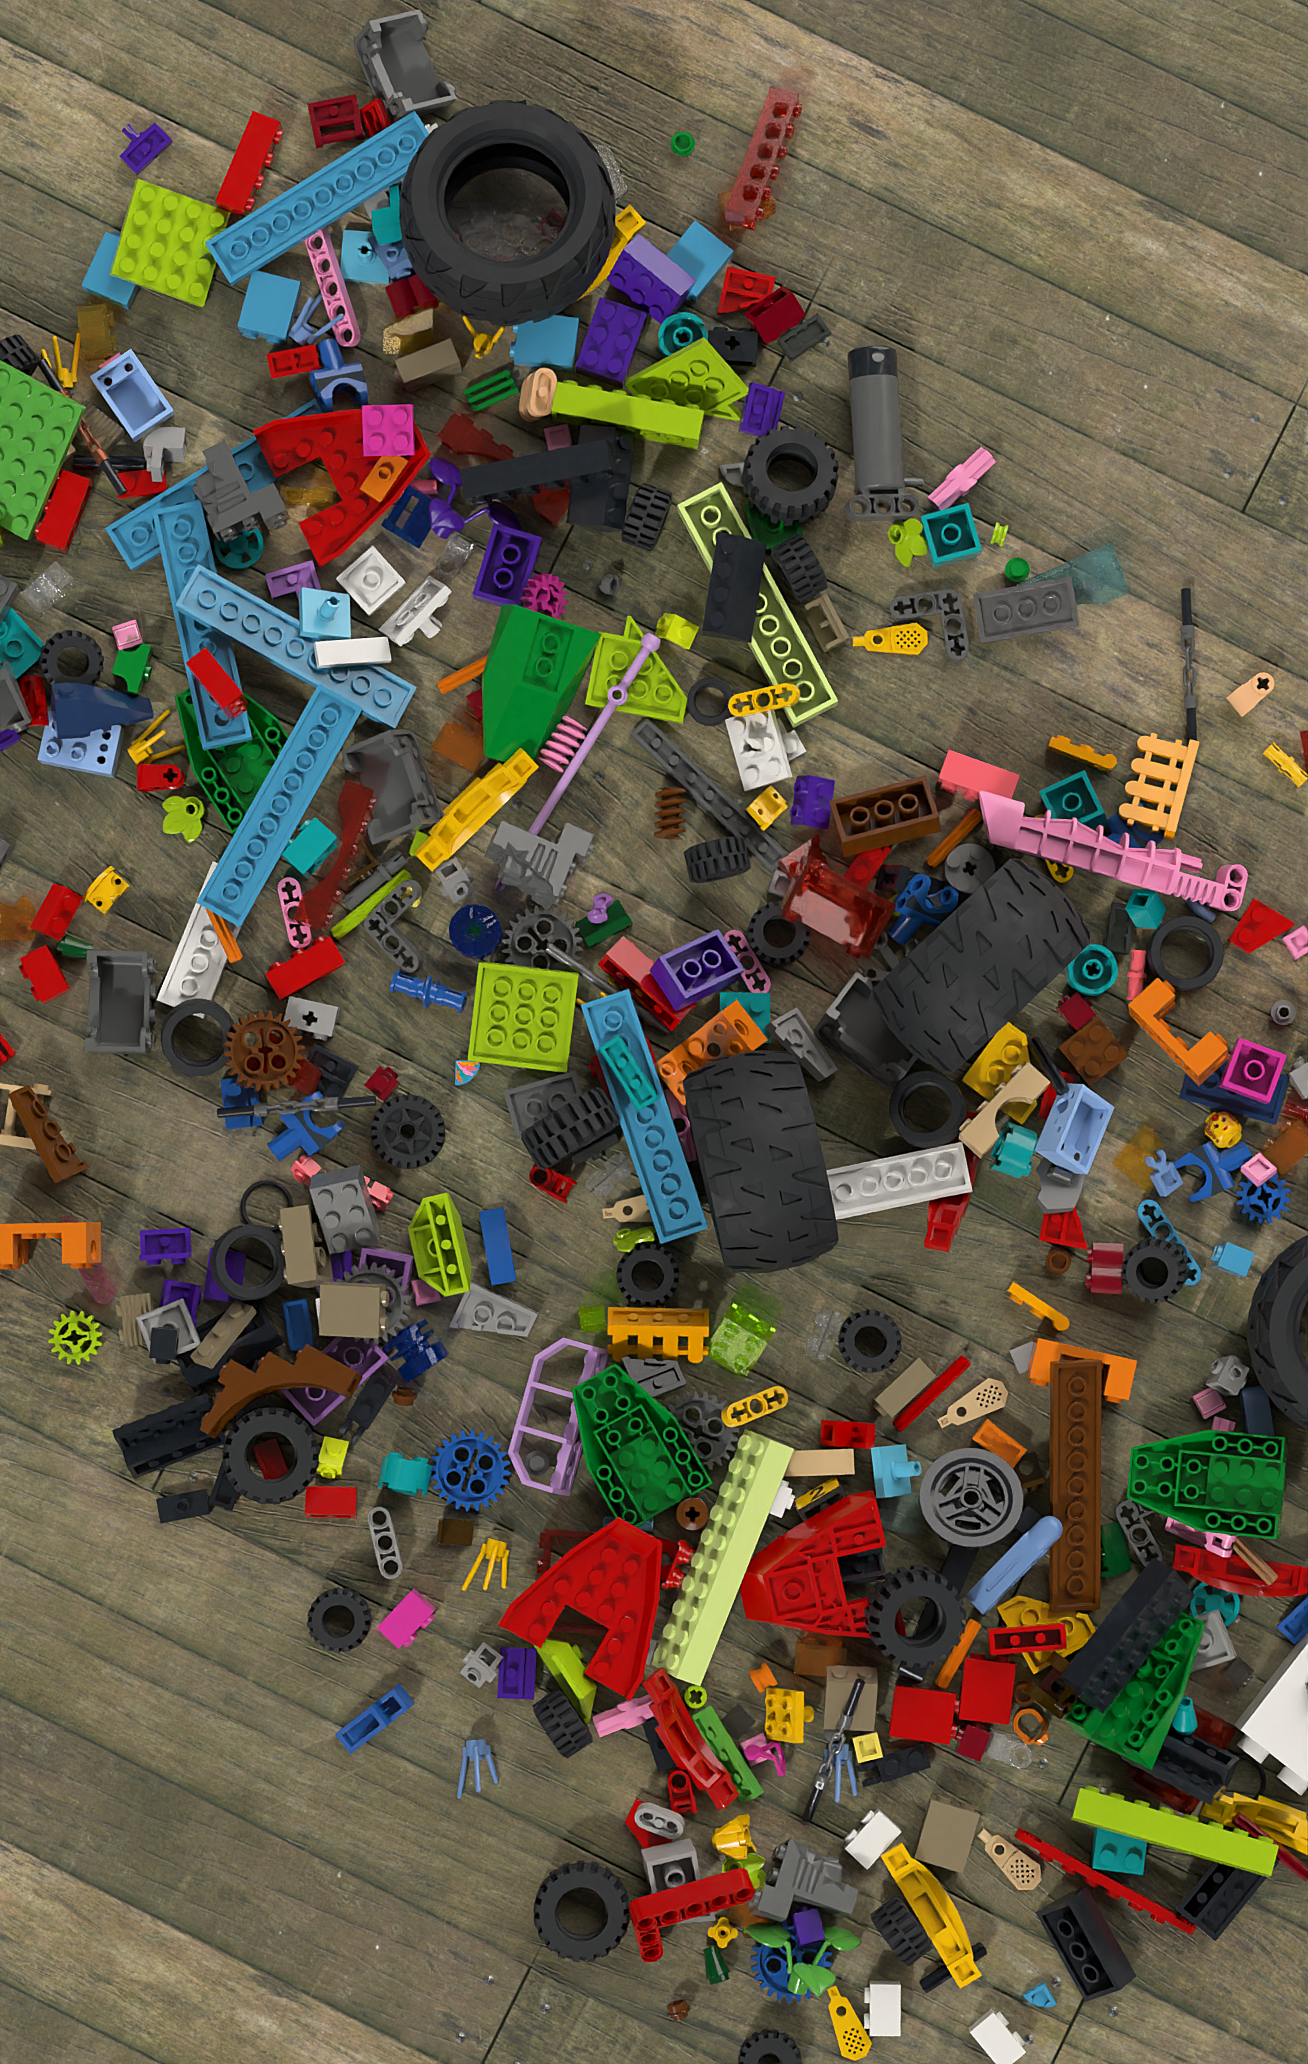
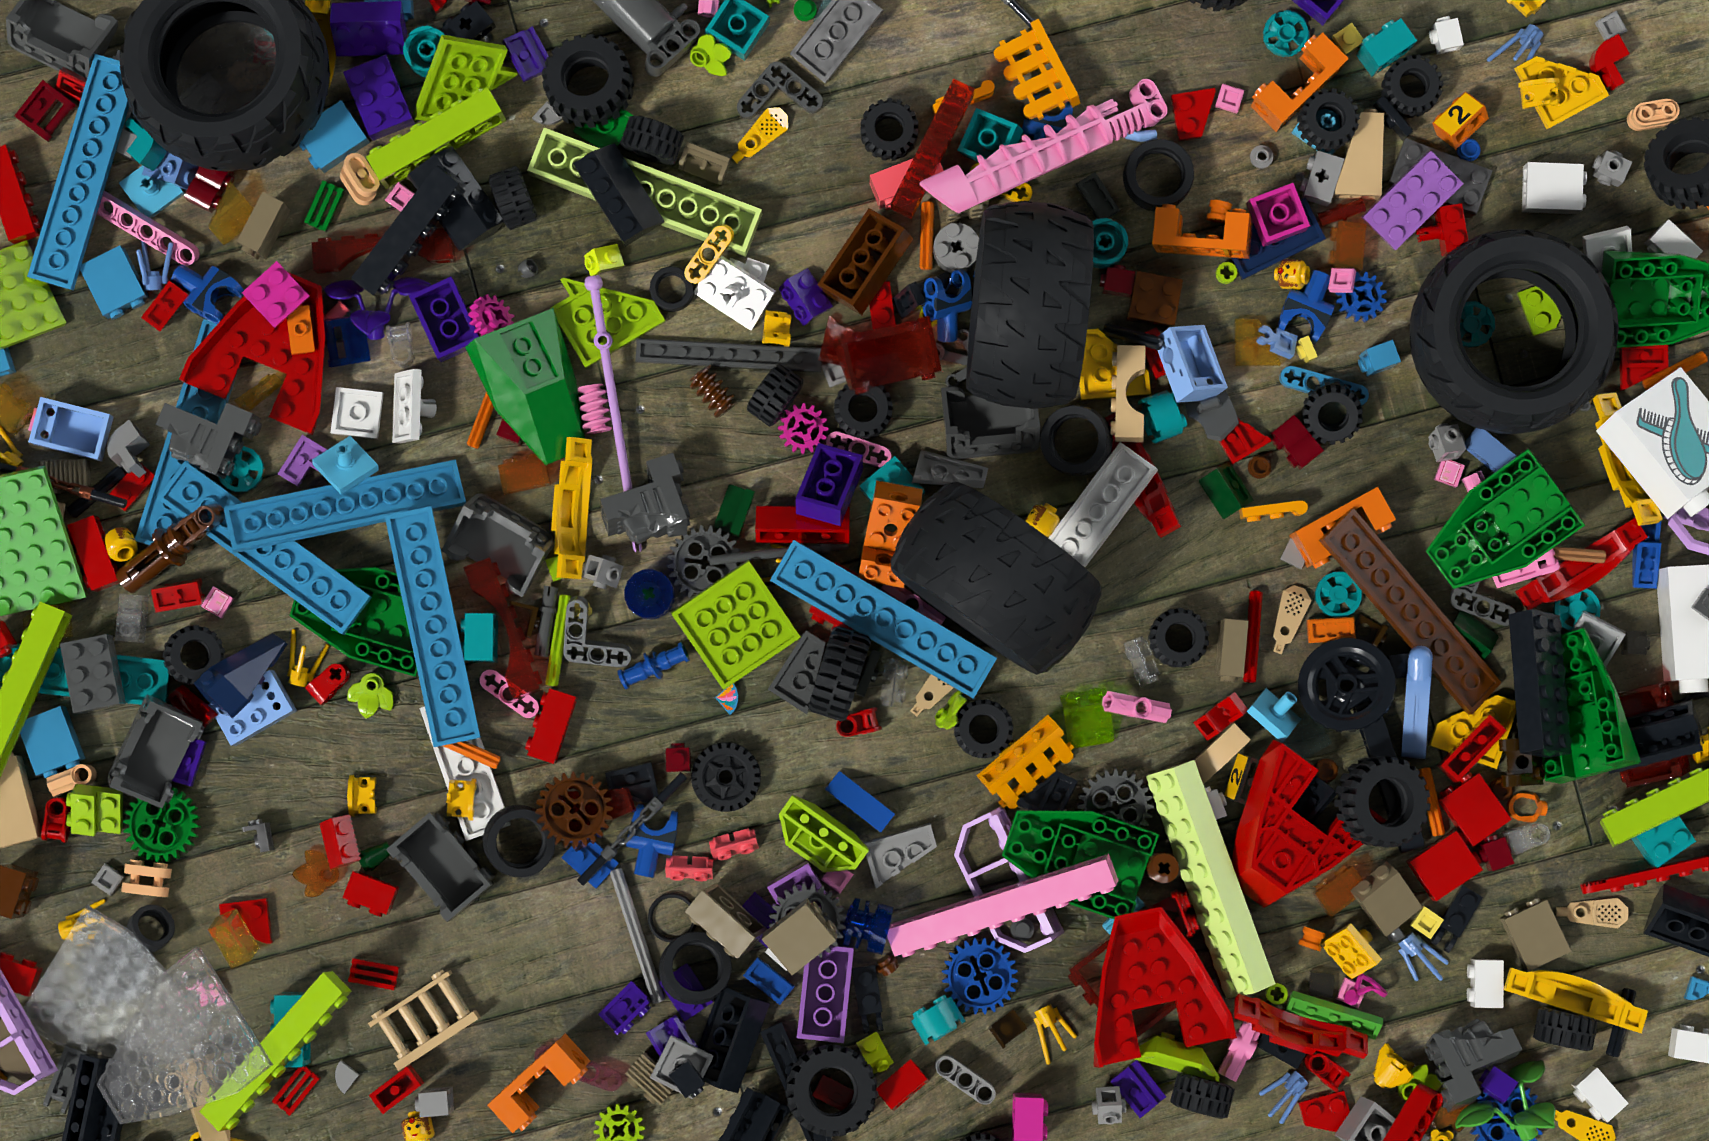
camera: 45 degrees left, 0 degrees up
(46, 1136) = (470, 1005): reddish brown wing -> none
(91, 522) = (120, 544): none -> yellow head
(101, 602) = (177, 595): none -> red hinge
(130, 560) = (172, 546): none -> reddish brown piece
(134, 667) = (242, 620): green brick -> none
(182, 963) = (461, 798): none -> yellow piece
(217, 684) = (312, 579): red brick -> none
(223, 1334) = (722, 1034): dark tan plate -> none
(225, 1195) = (637, 935): none -> light grey axle
(274, 1374) = (770, 1058): reddish brown arch -> none
(326, 1017) = (596, 746): light grey brick -> none
(345, 1209) = (730, 870): dark grey brick -> none
(352, 652) = (388, 474): white tile -> none
(482, 342) = (288, 175): yellow plant -> none
(537, 1429) = (1002, 905): none -> bright pink brick
(592, 1318) = (971, 793): clear neon green brick -> none
(601, 903) = (725, 506): medium lavender piece -> none
(628, 1073) = (846, 598): teal tile -> none
(645, 1783) = (1295, 1085): none -> medium blue plant
(659, 1820) = (1329, 1103): light grey plate -> none
(720, 896) = (792, 432): none -> dark pink gear
(744, 1405) = (1147, 749): yellow beam -> none
(779, 1357) = (1146, 708): none -> bright pink piece
(822, 1778) = (1397, 919): piece -> none
(843, 1150) = (1043, 519): none -> yellow head
(895, 1553) = (1327, 769): none -> reddish brown tile
(1006, 706) = (892, 110): none -> black tyre
(1014, 1256) = (1226, 490): none -> dark green panel
(1018, 772) = (933, 147): none -> clear red brick
(1029, 1420) = (1337, 595): none -> teal piece
(1136, 974) = (1137, 219): coral pin -> none
(1145, 908) = (1103, 167): teal brick -> none
(1179, 1081) = (1221, 278): none -> lime bush
(1179, 1200) = (1305, 349): none -> light yellow plate
(1185, 1717) = (1632, 707): teal cone -> none
(1208, 1024) = (1218, 211): none -> orange wheel

